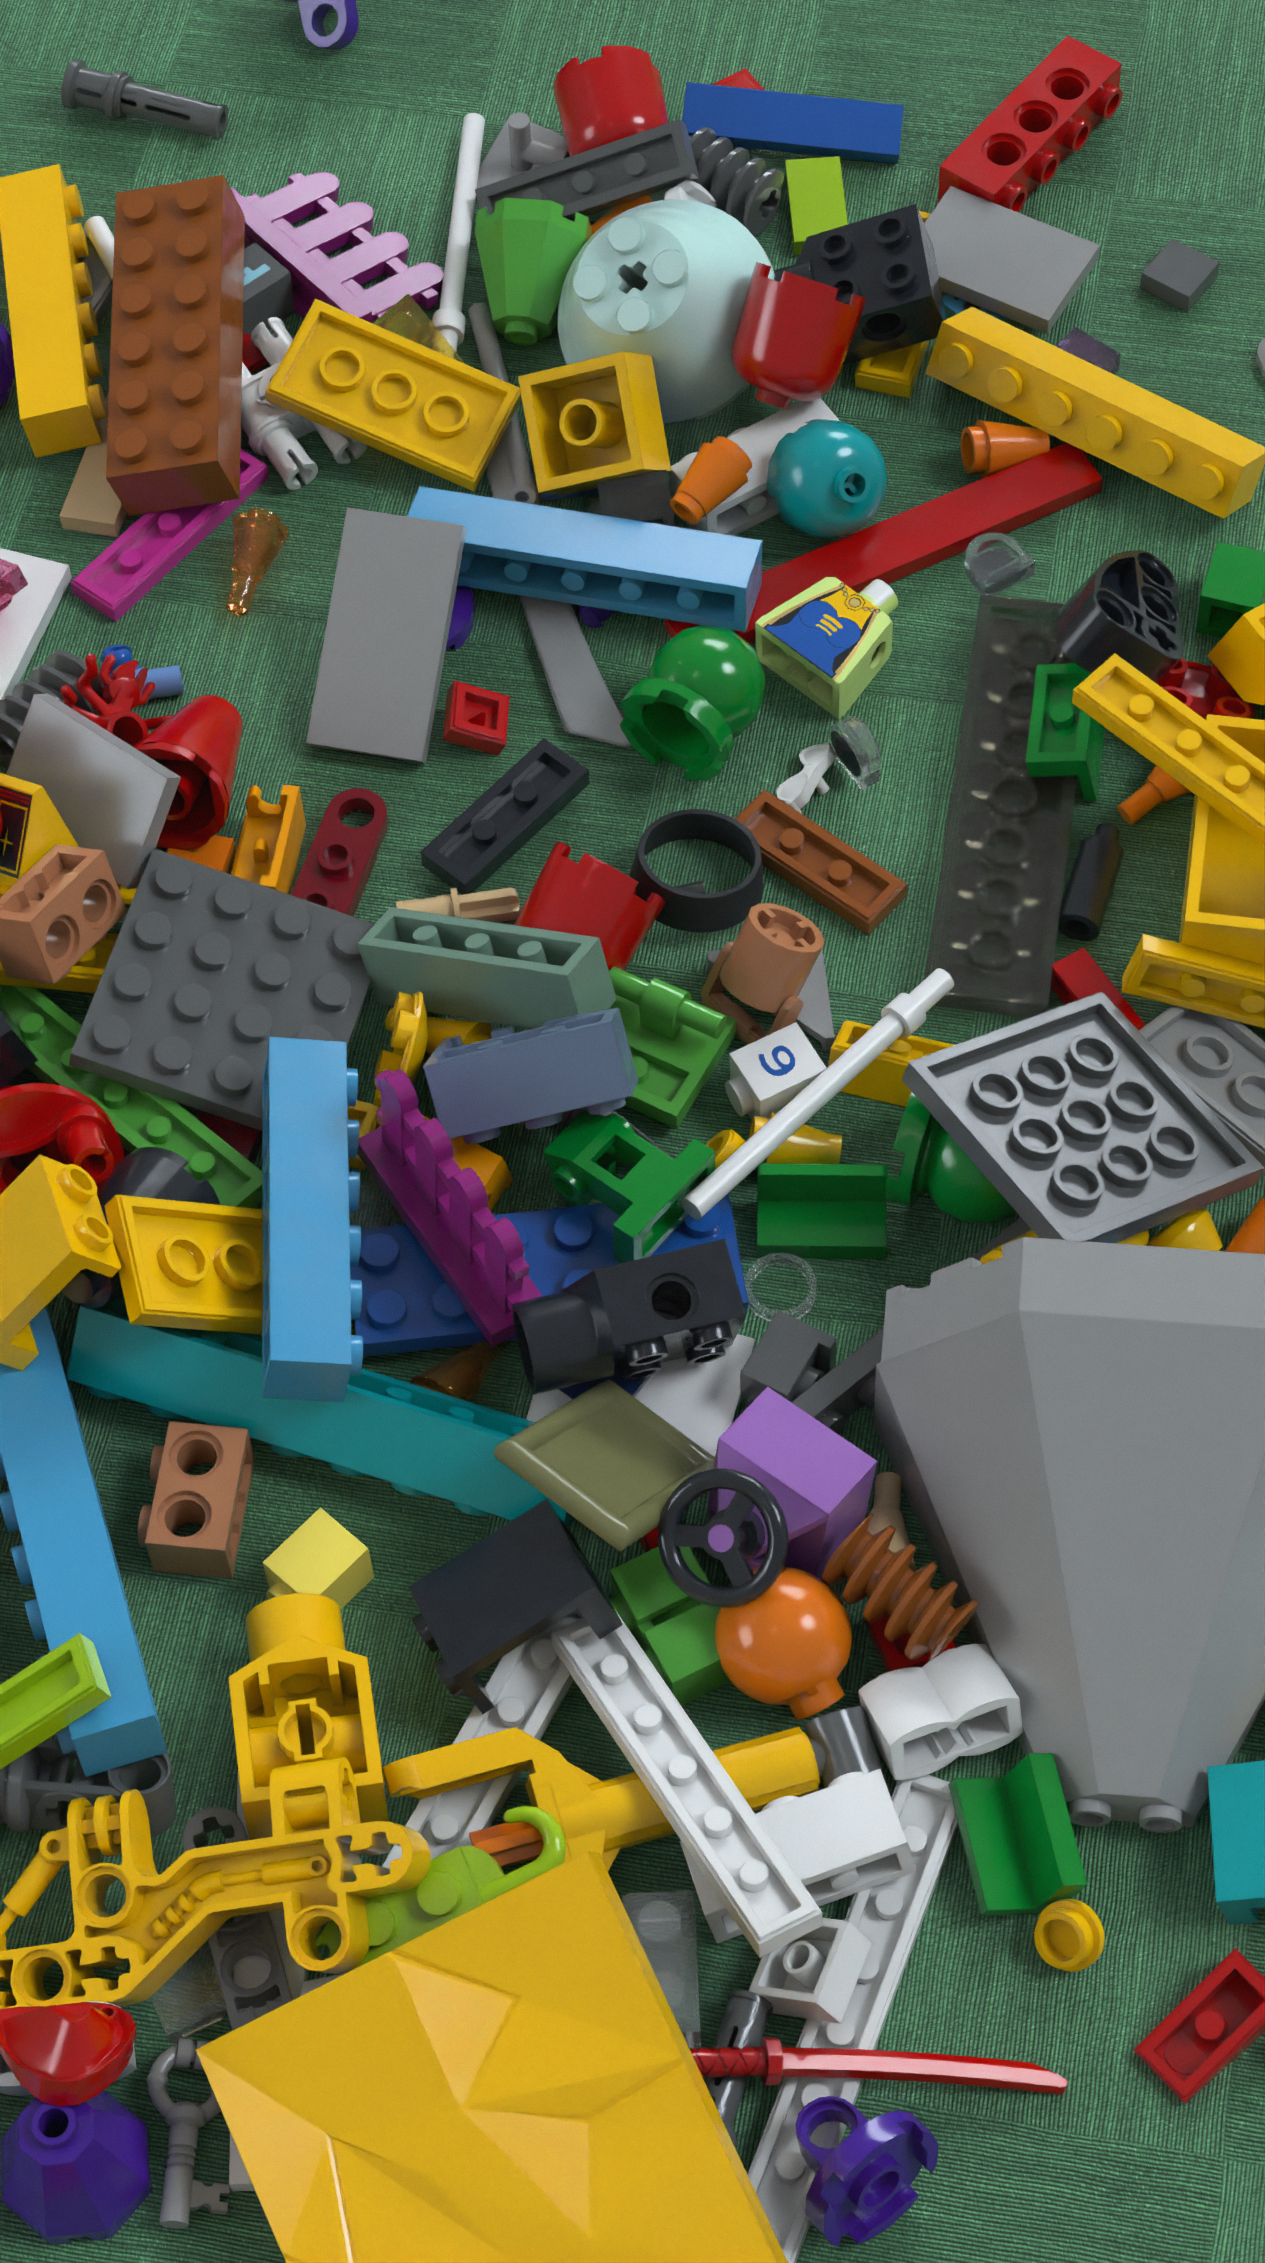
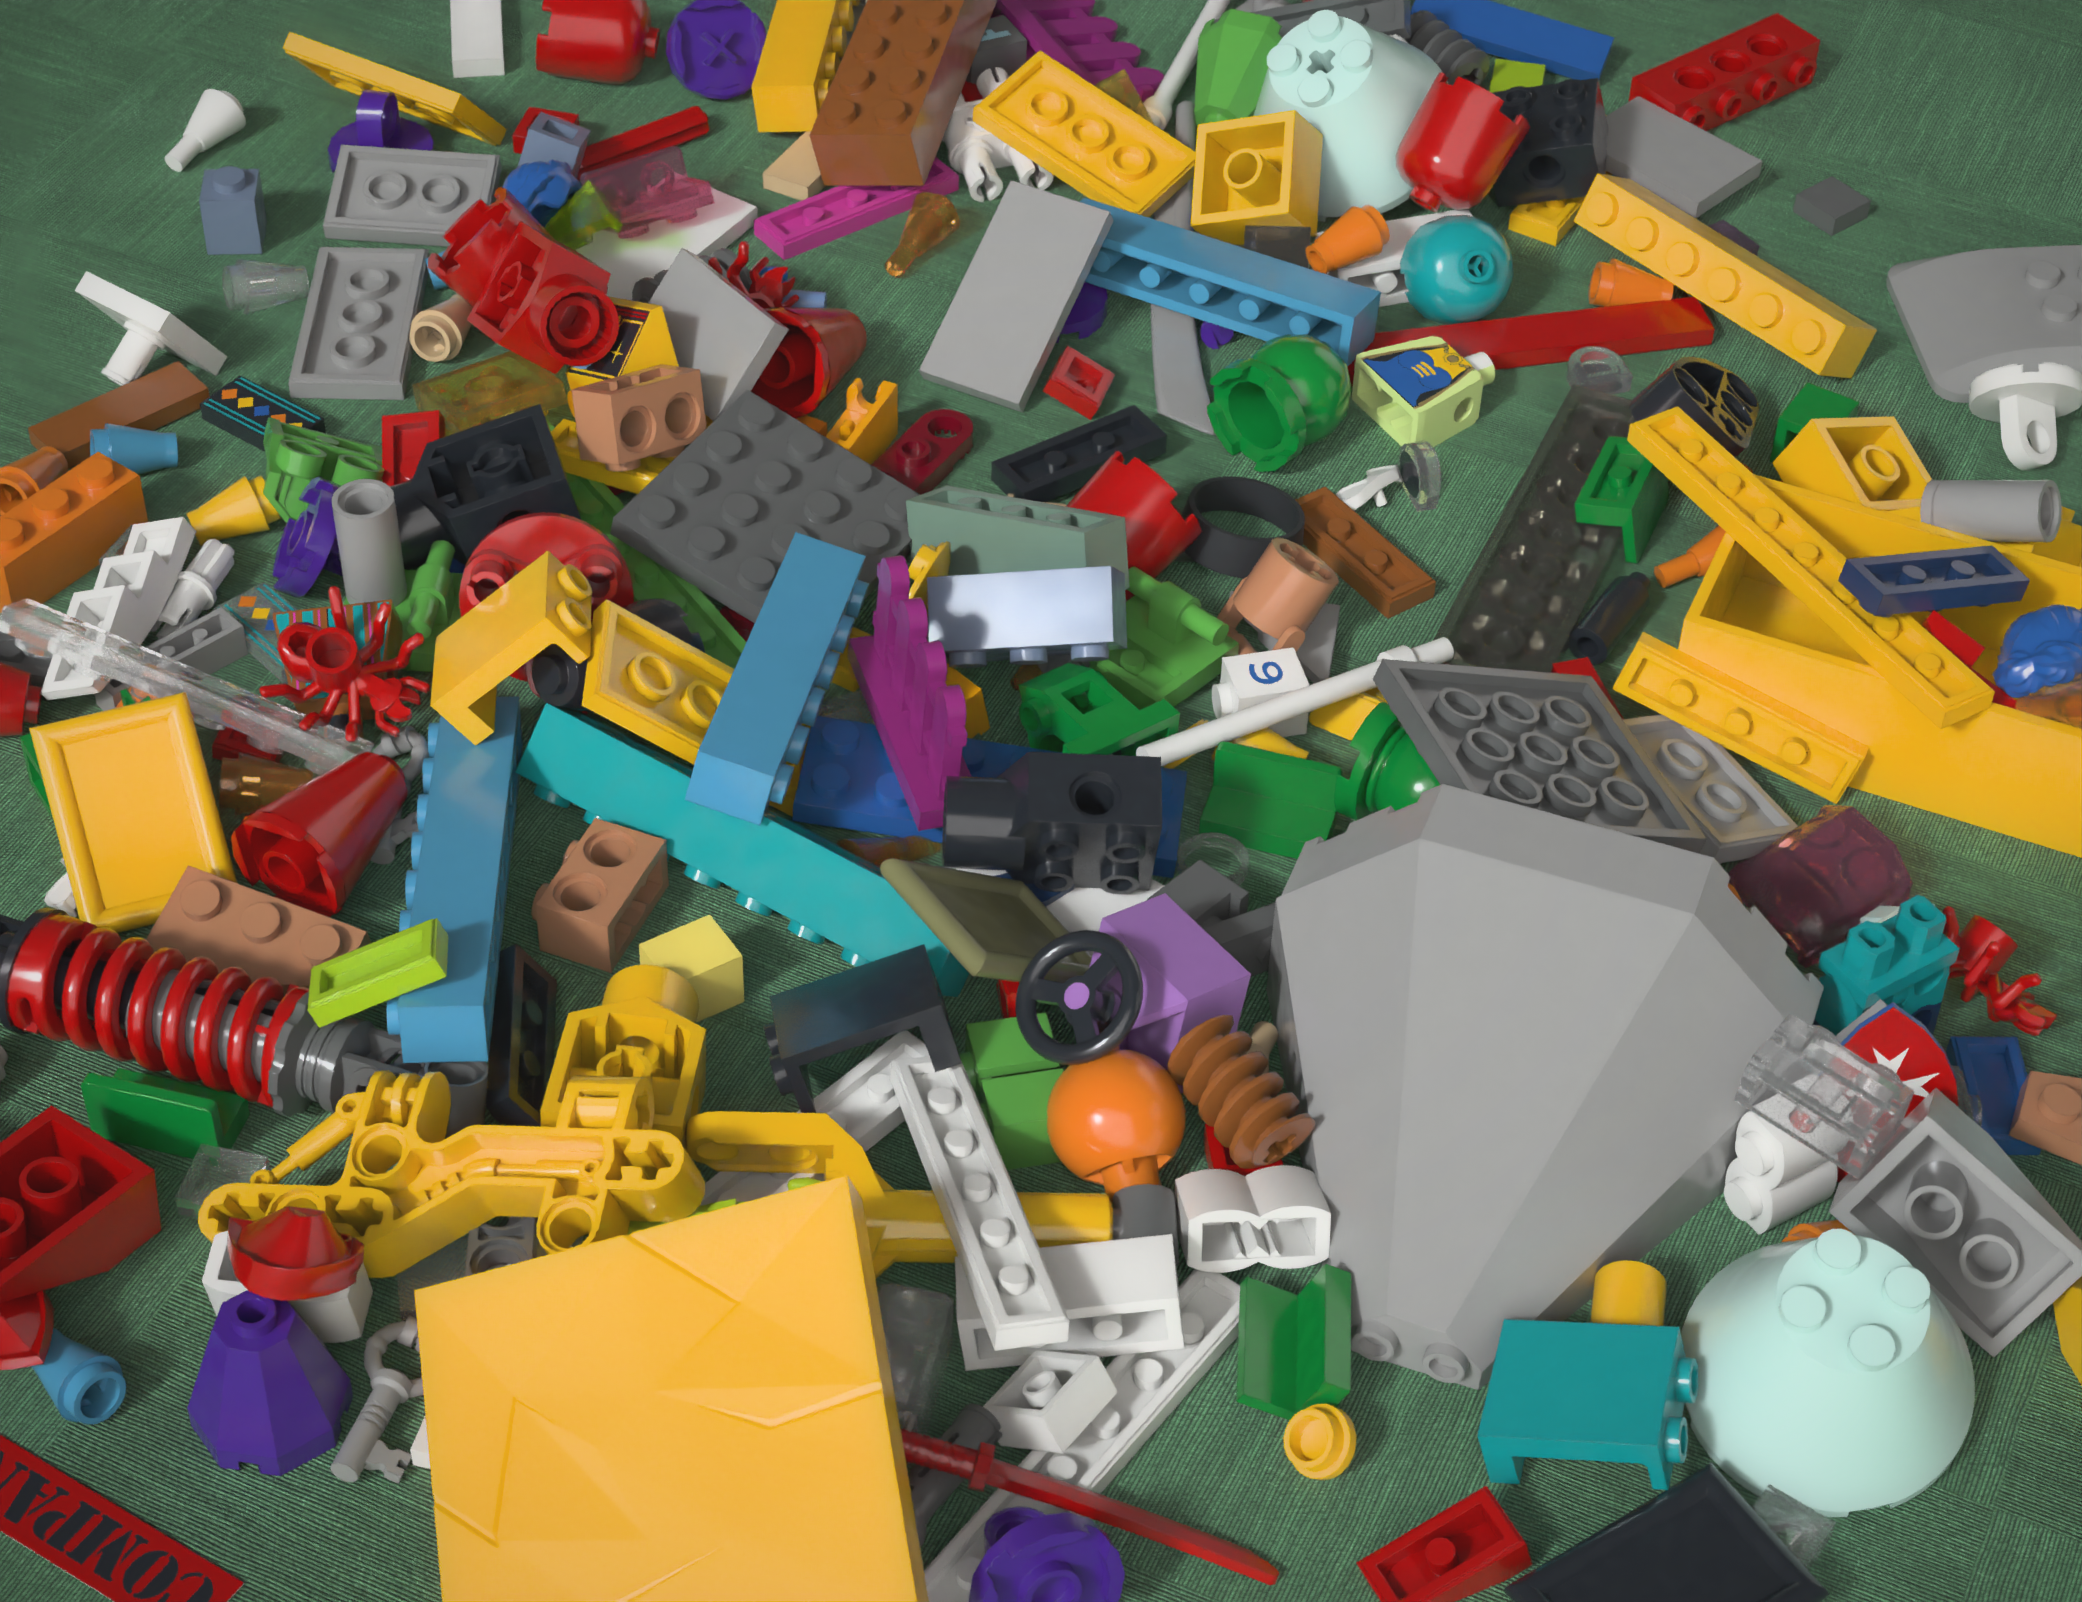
camera: 10 degrees right, 15 degrees down
(183, 1700) = (521, 1039): none -> black plate

